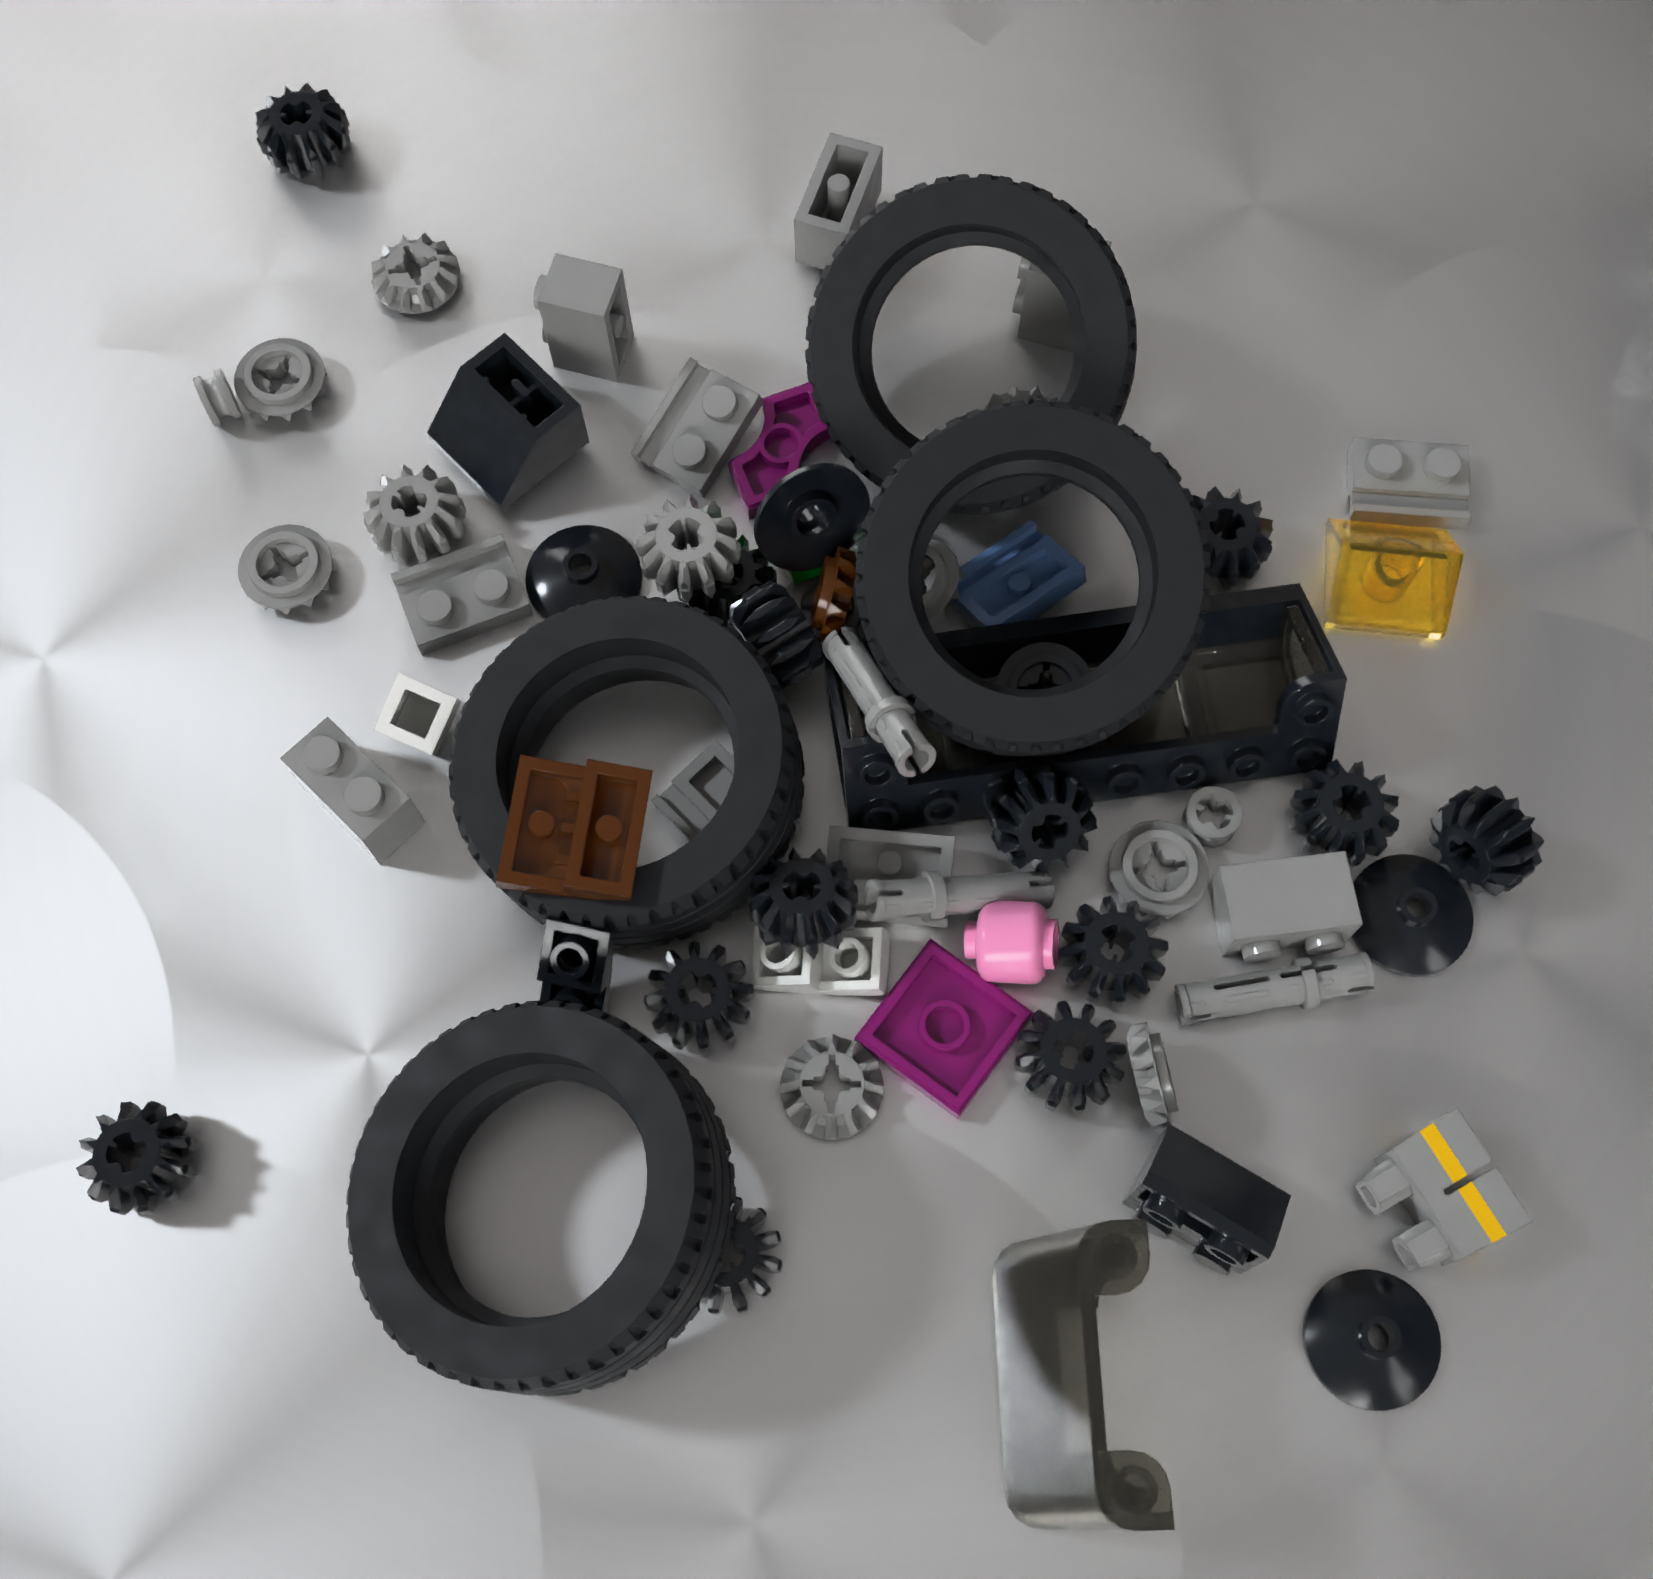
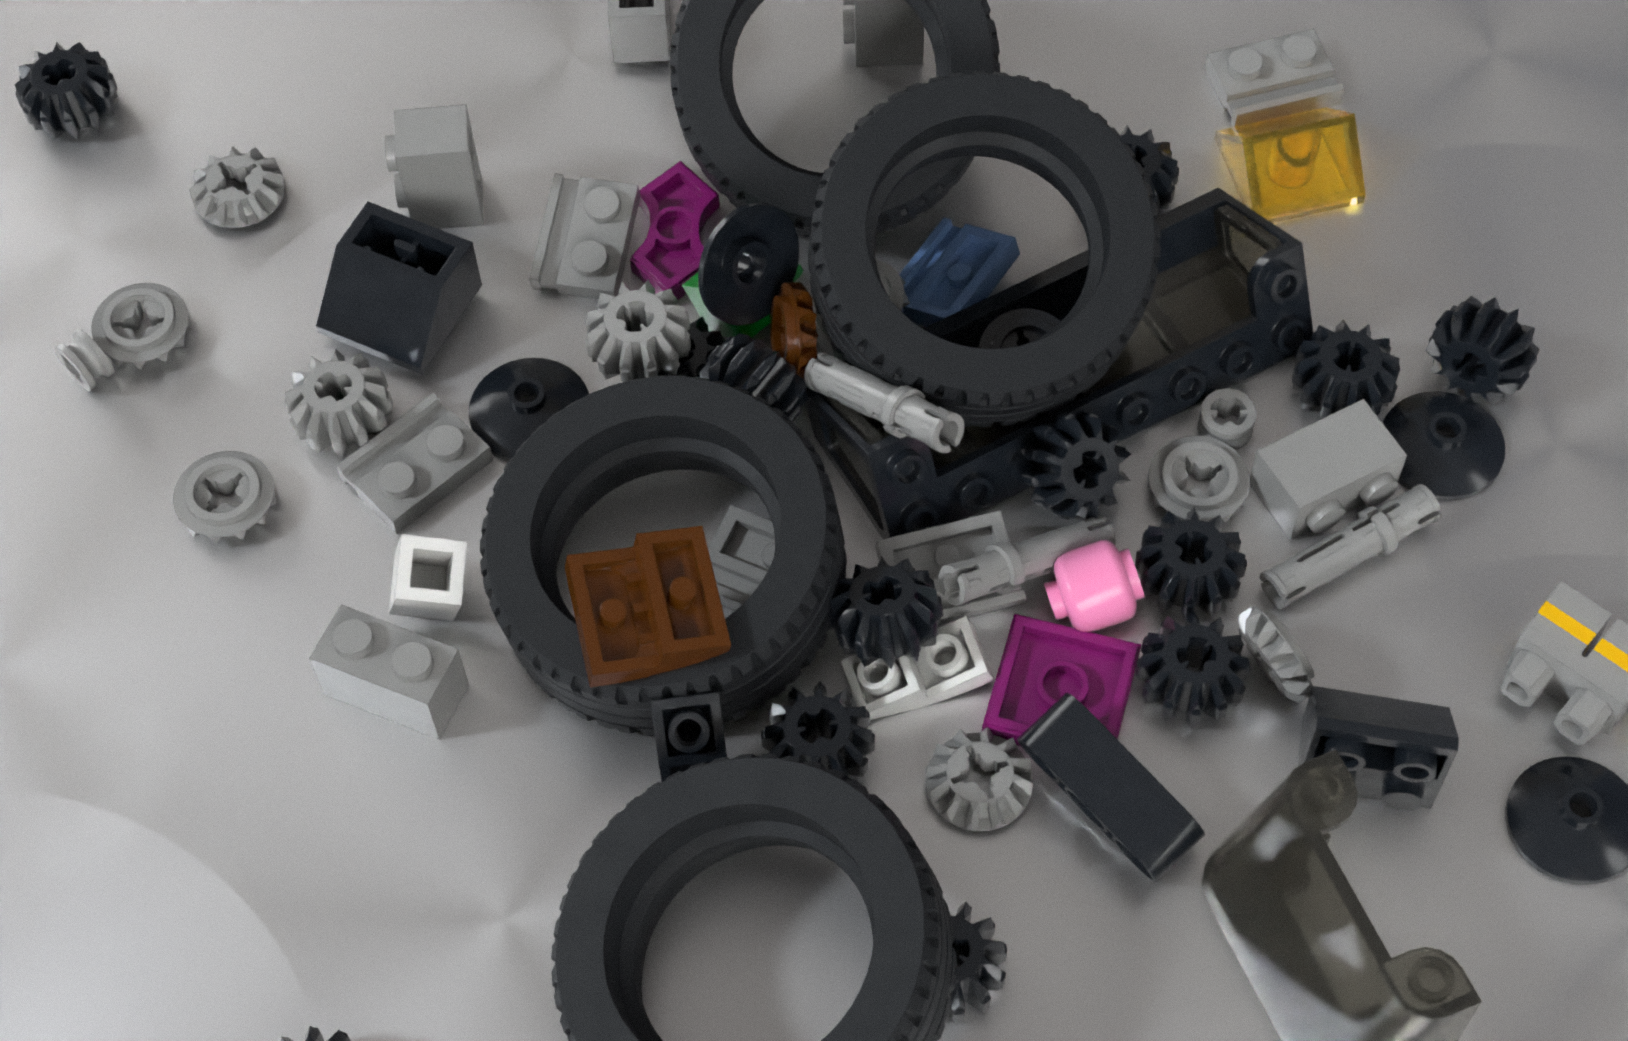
camera: 20 degrees left, 10 degrees down
(941, 1147) = (1111, 787): none -> black beam

